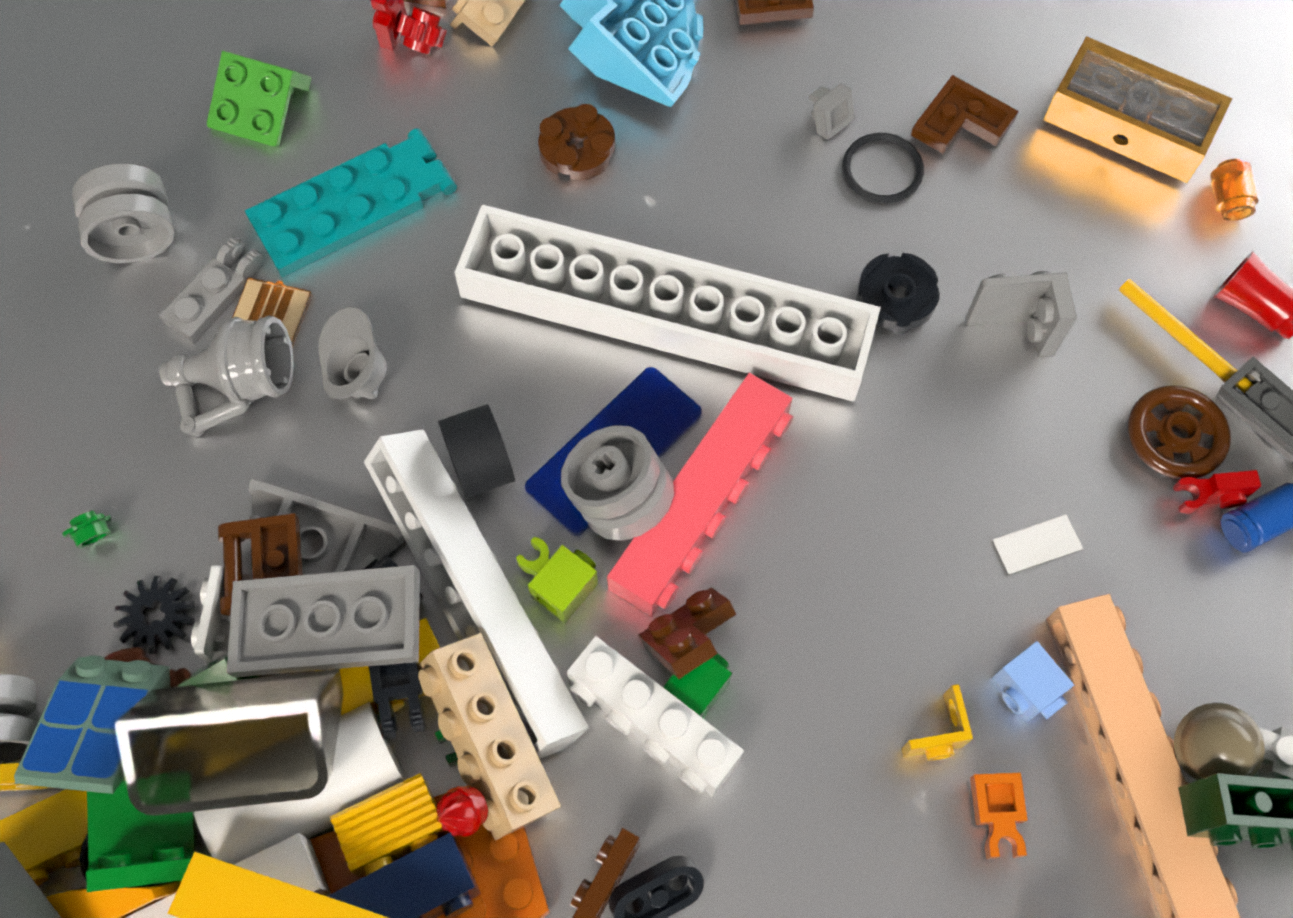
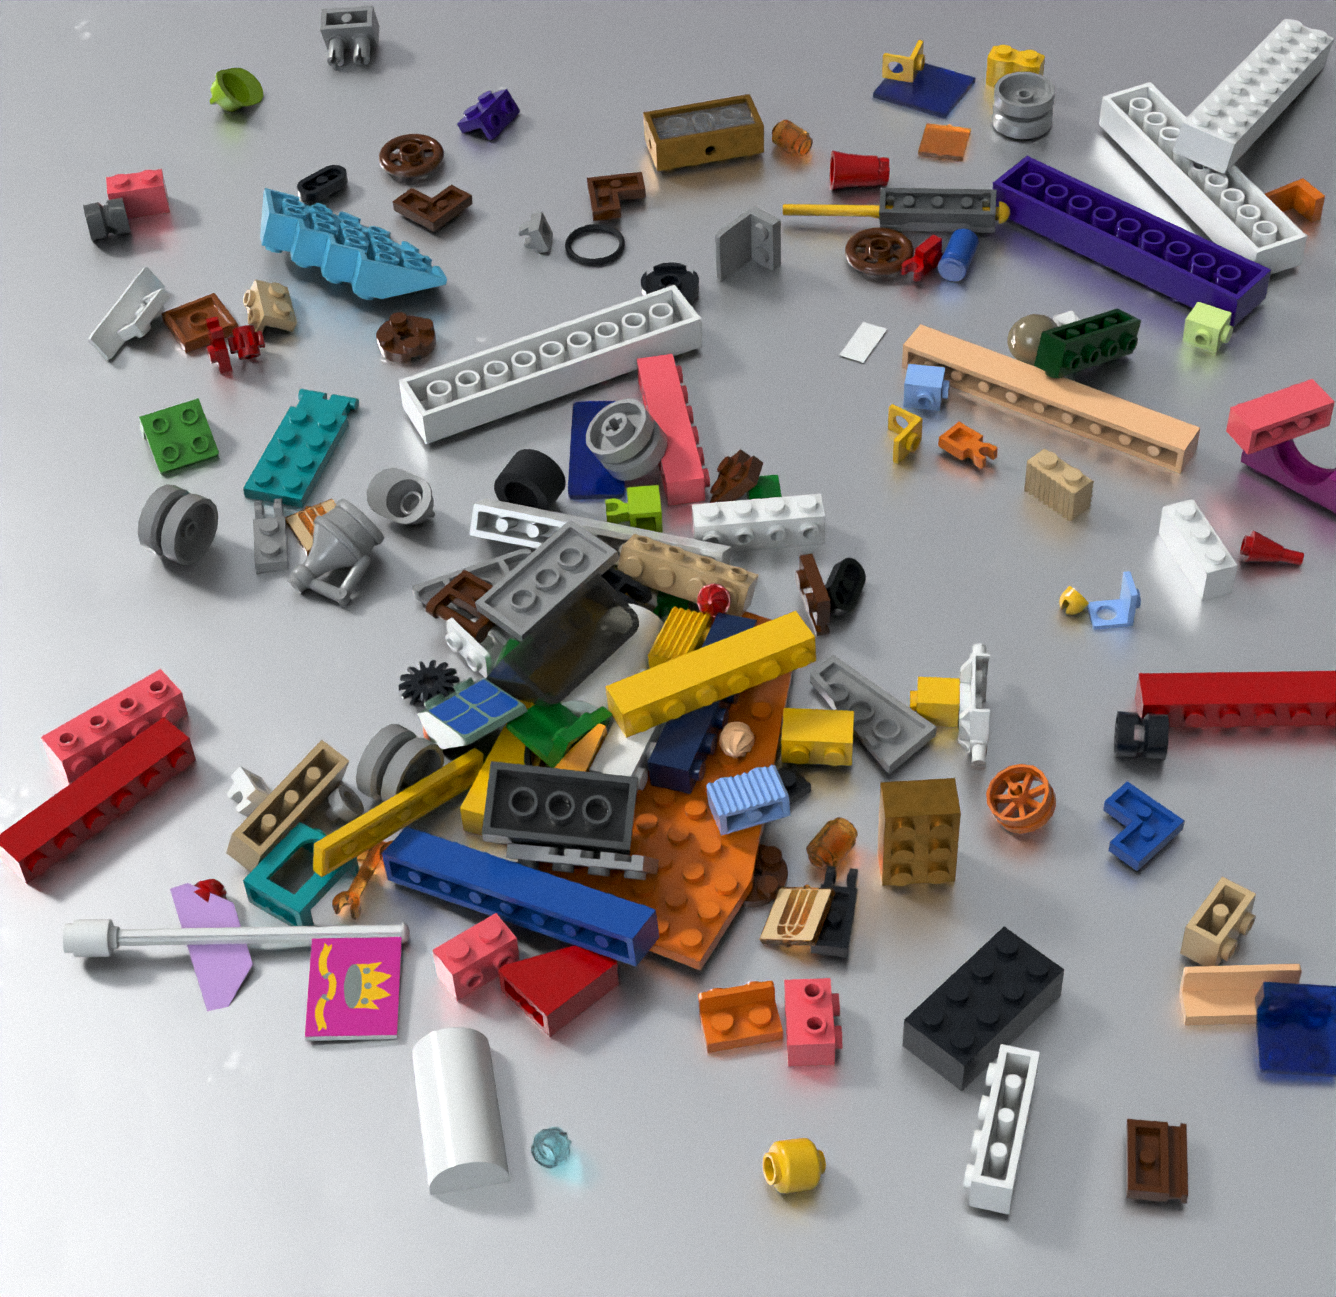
camera: 40 degrees left, 20 degrees down
(88, 528) = (342, 672): green plate -> none

